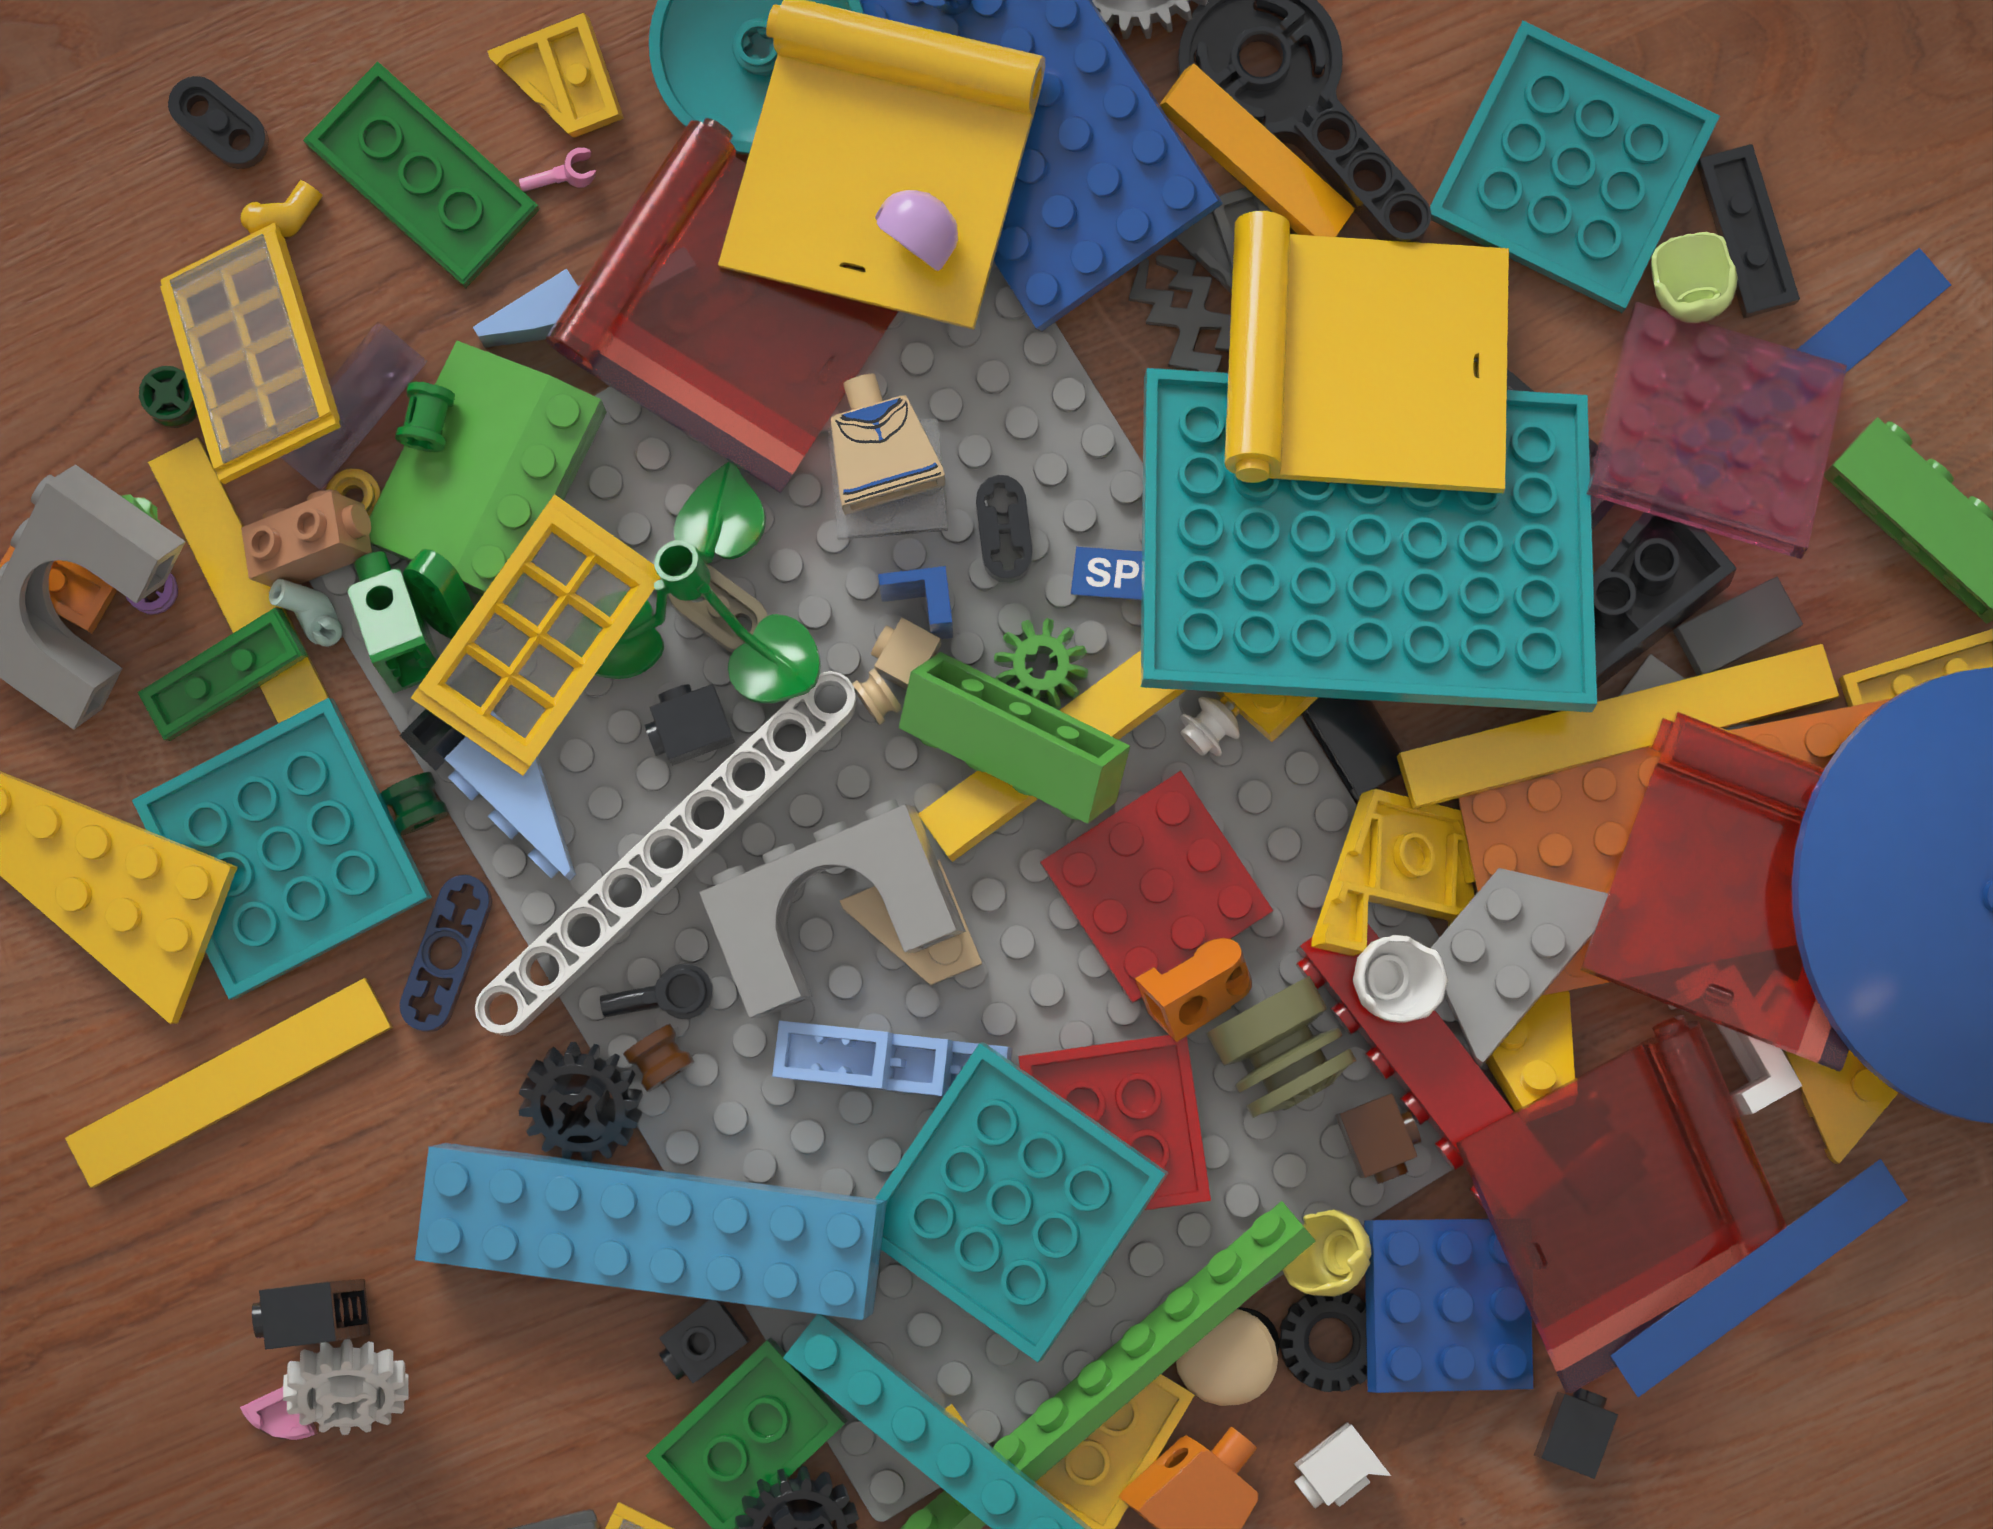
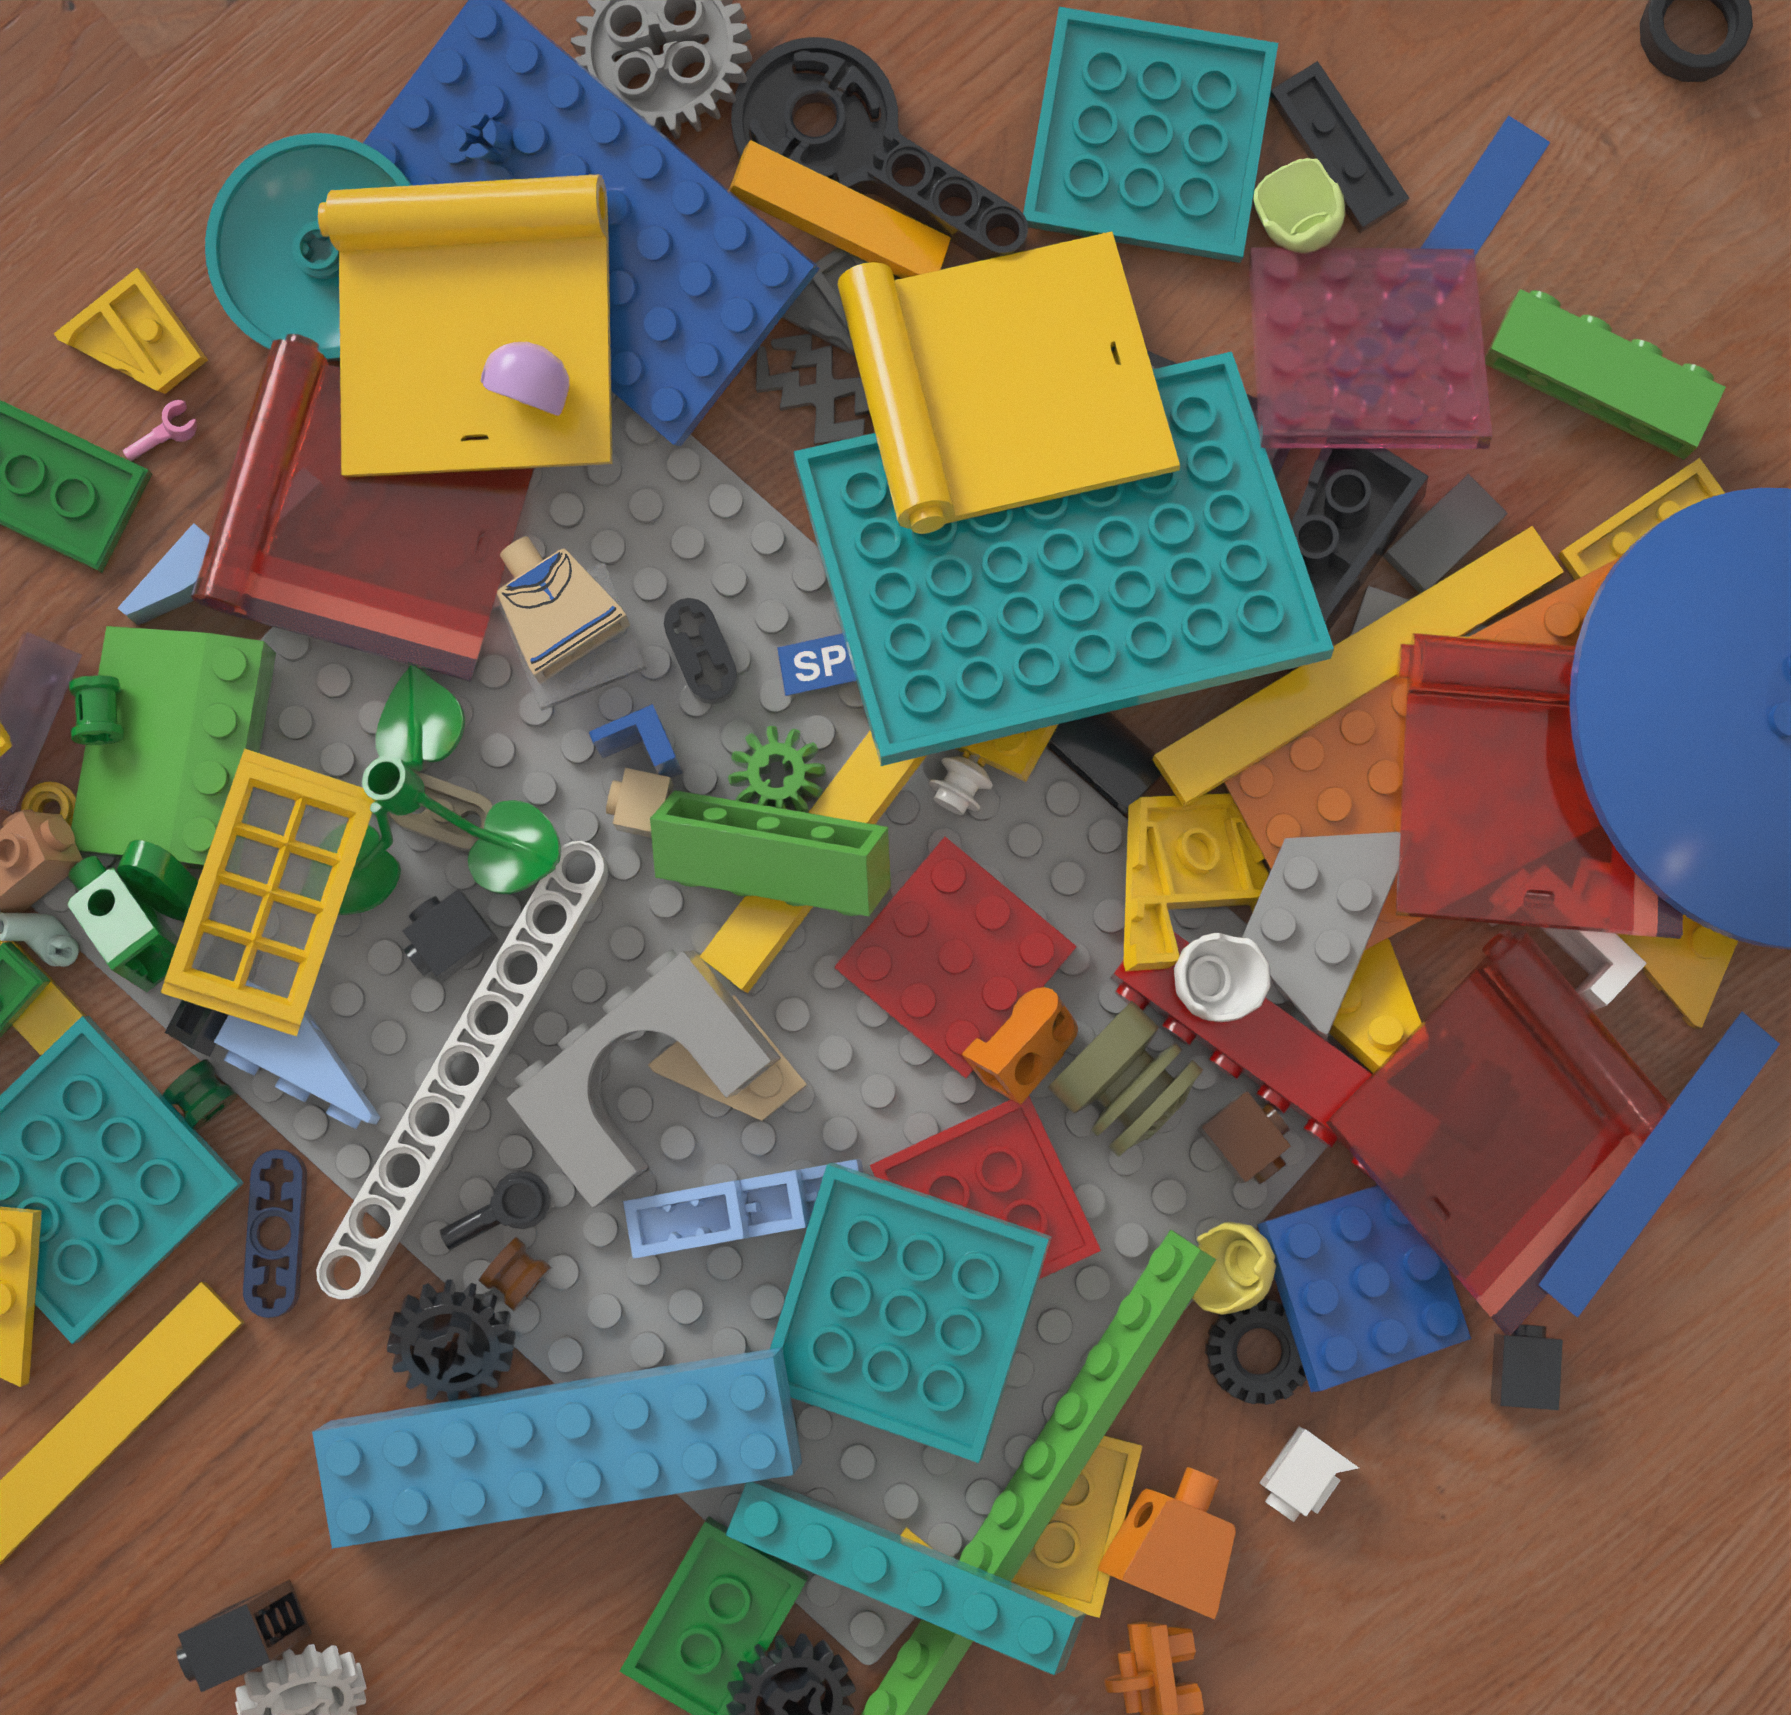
camera: 15 degrees left, 0 degrees up
(702, 1341) = (641, 1541): black brick -> none
(876, 696) = (624, 853): tan bush -> none
(1232, 1360) = (1170, 1400): tan piece -> none

